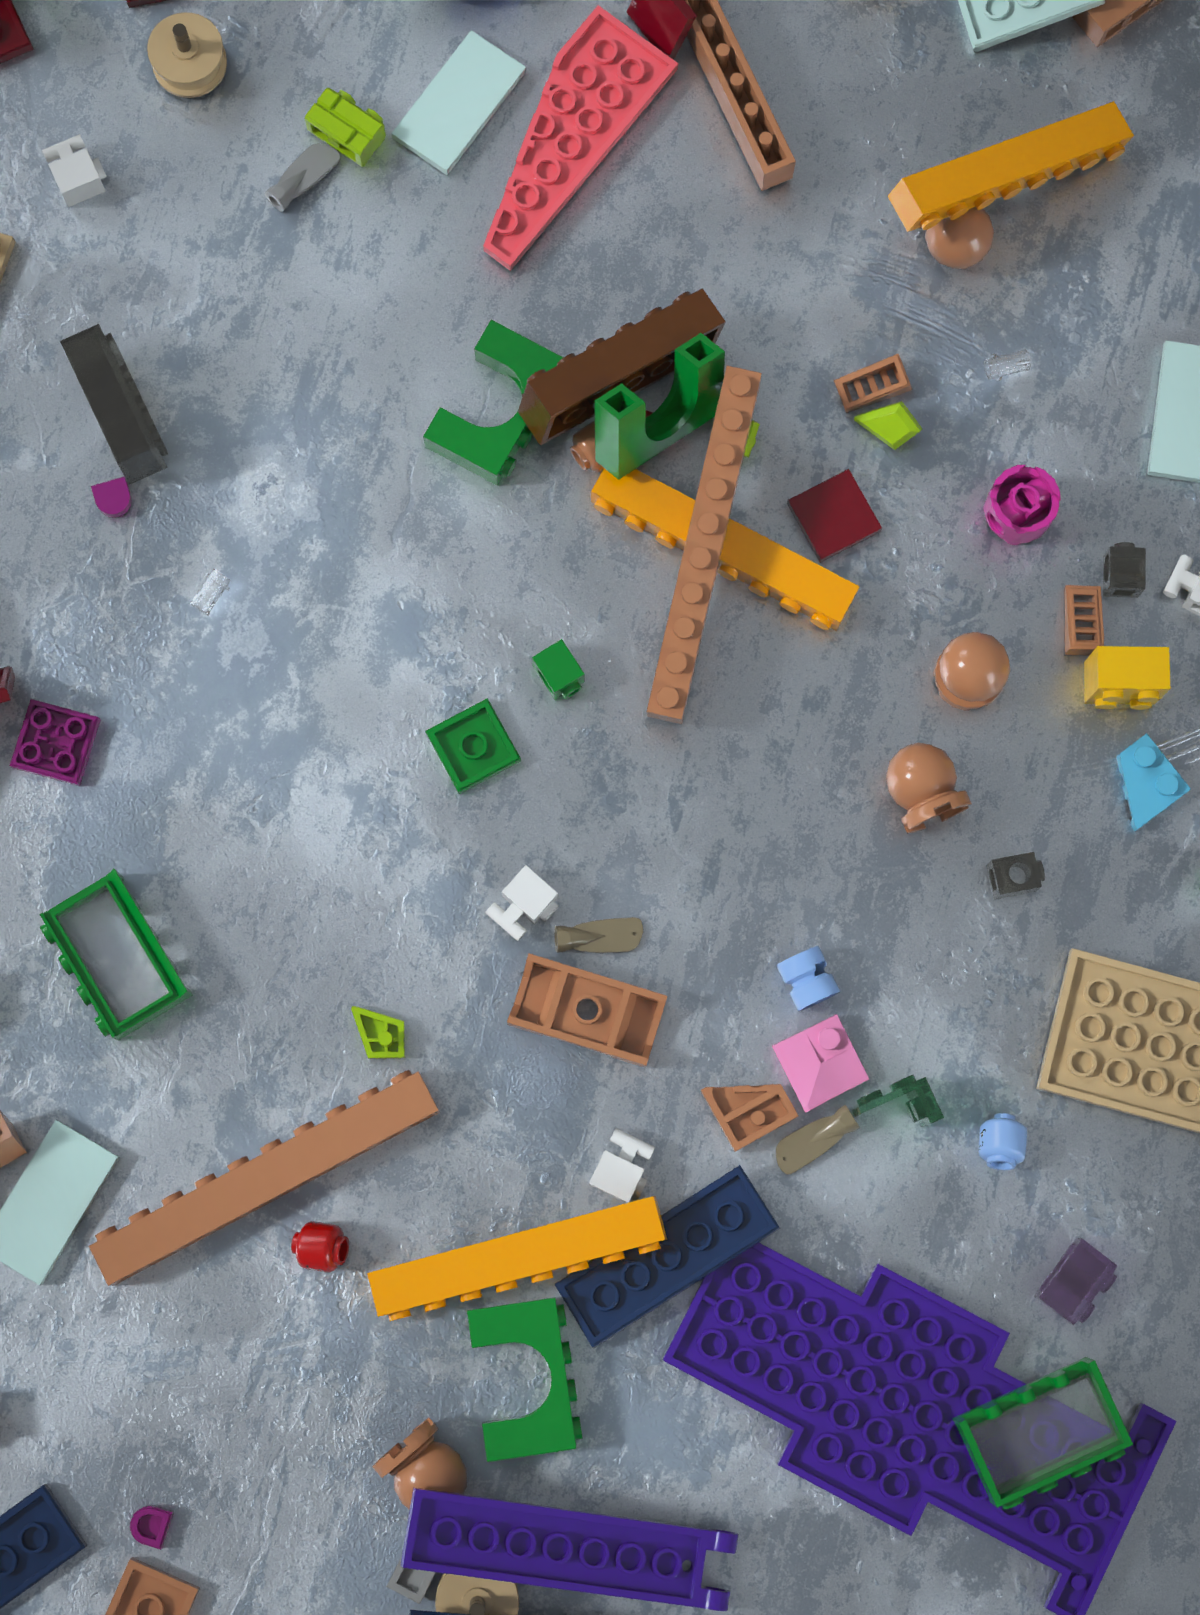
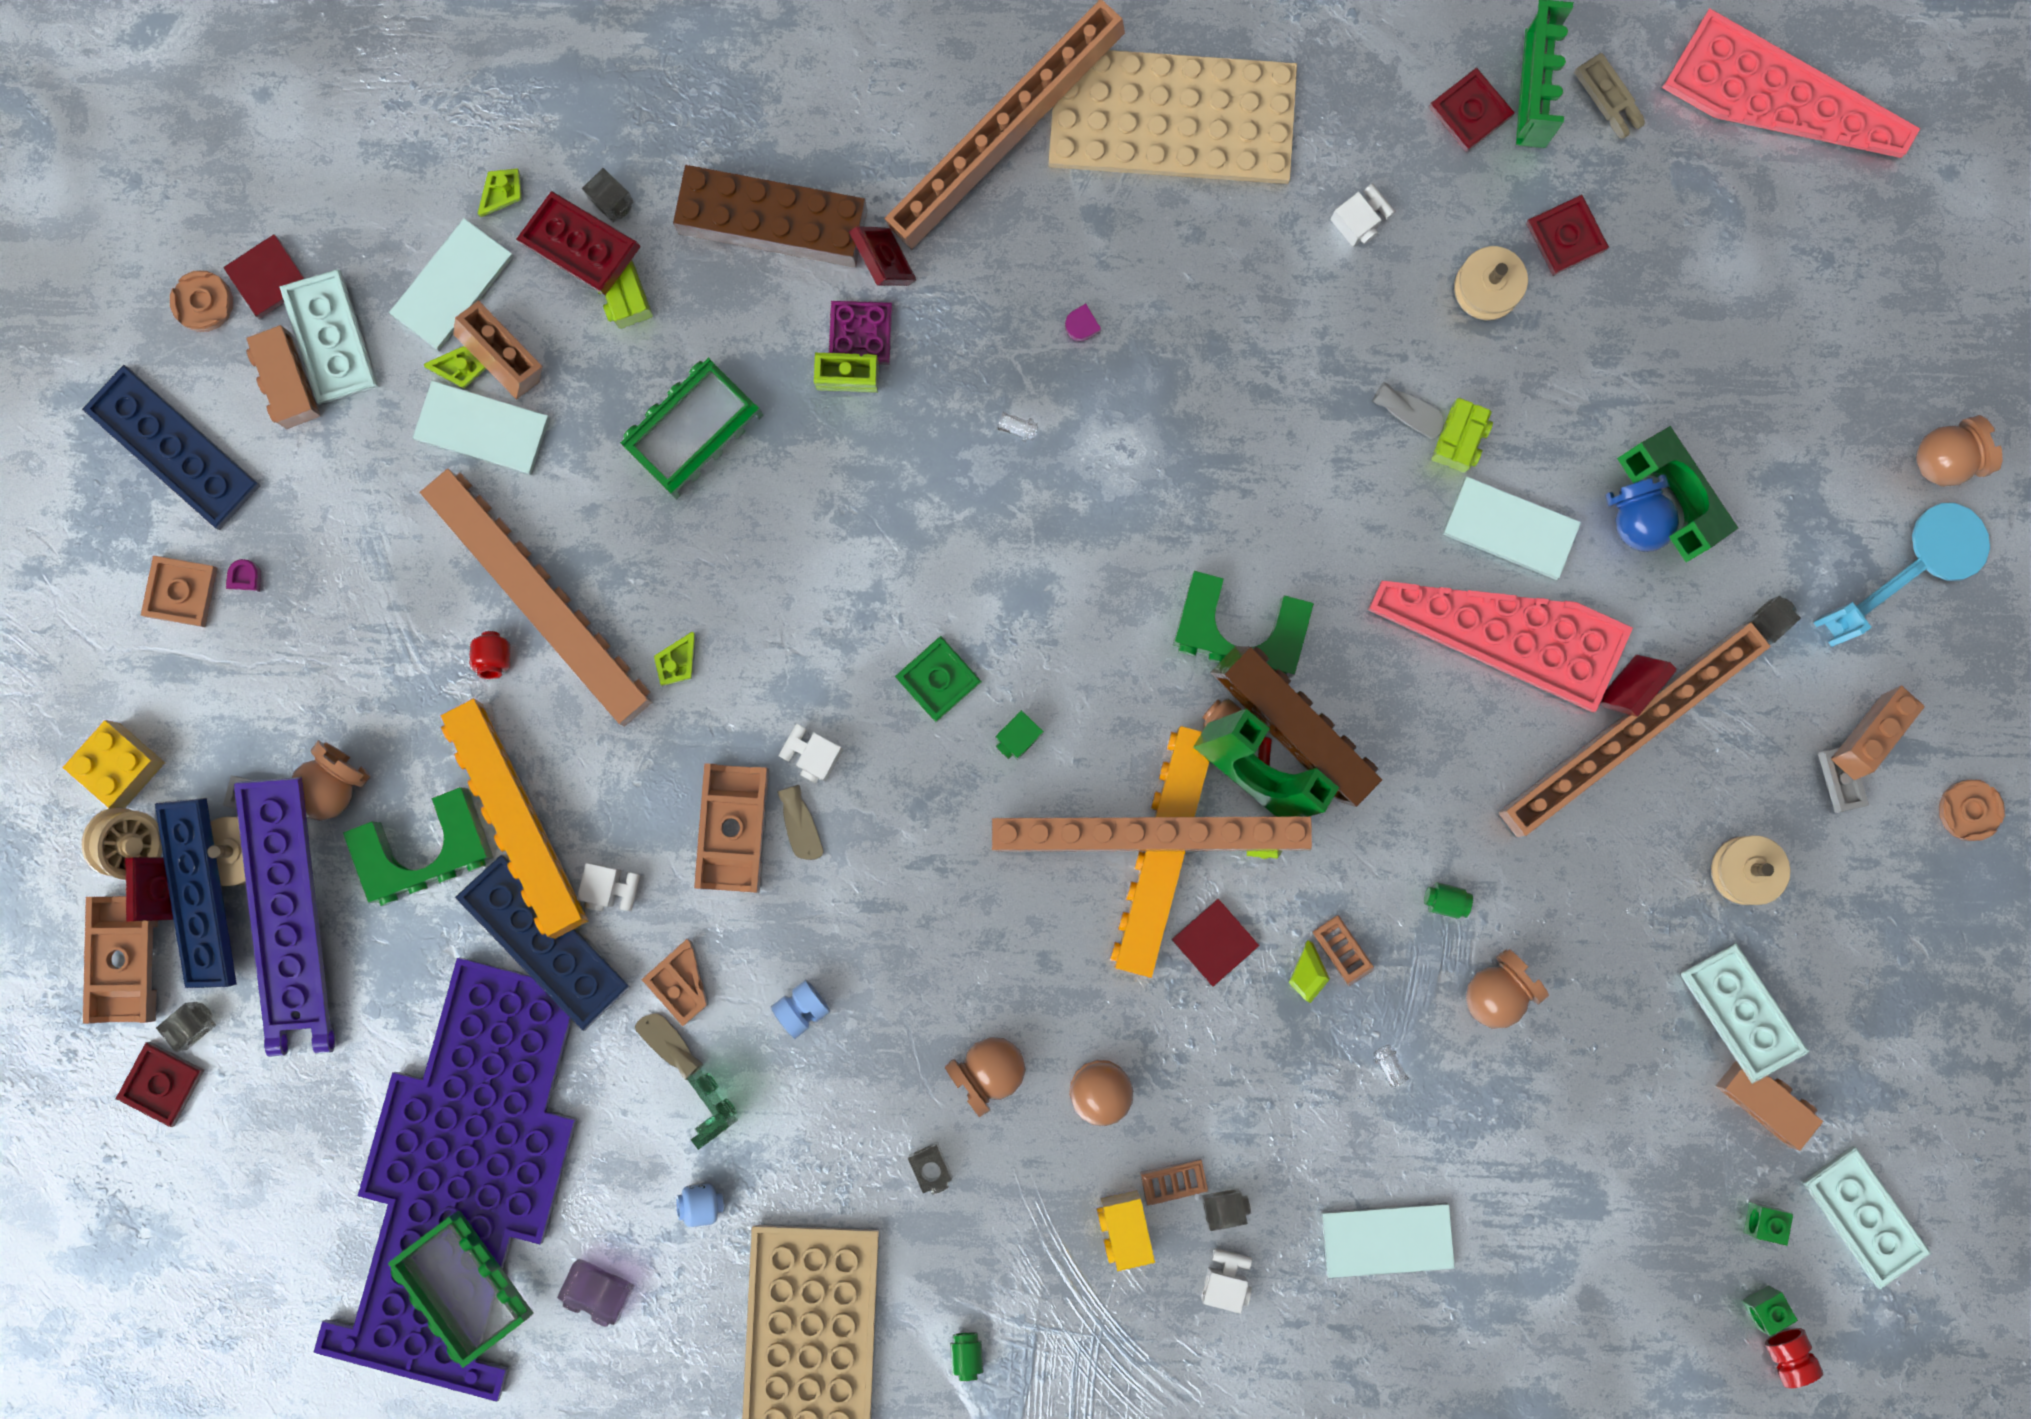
camera: 80 degrees right, 5 degrees up
(98, 763) = (846, 372): none -> lime brick
(116, 403) = (1158, 304): clear smoke brick -> none
(820, 1062) = (733, 1035): bright pink plate -> none
(844, 262) = (1448, 900): none -> green brick
(1010, 167) = (1568, 1030): light orange brick -> none
(1022, 504) = (1262, 1106): dark pink brick -> none
(1148, 780) = (1042, 1269): medium azure wing -> none

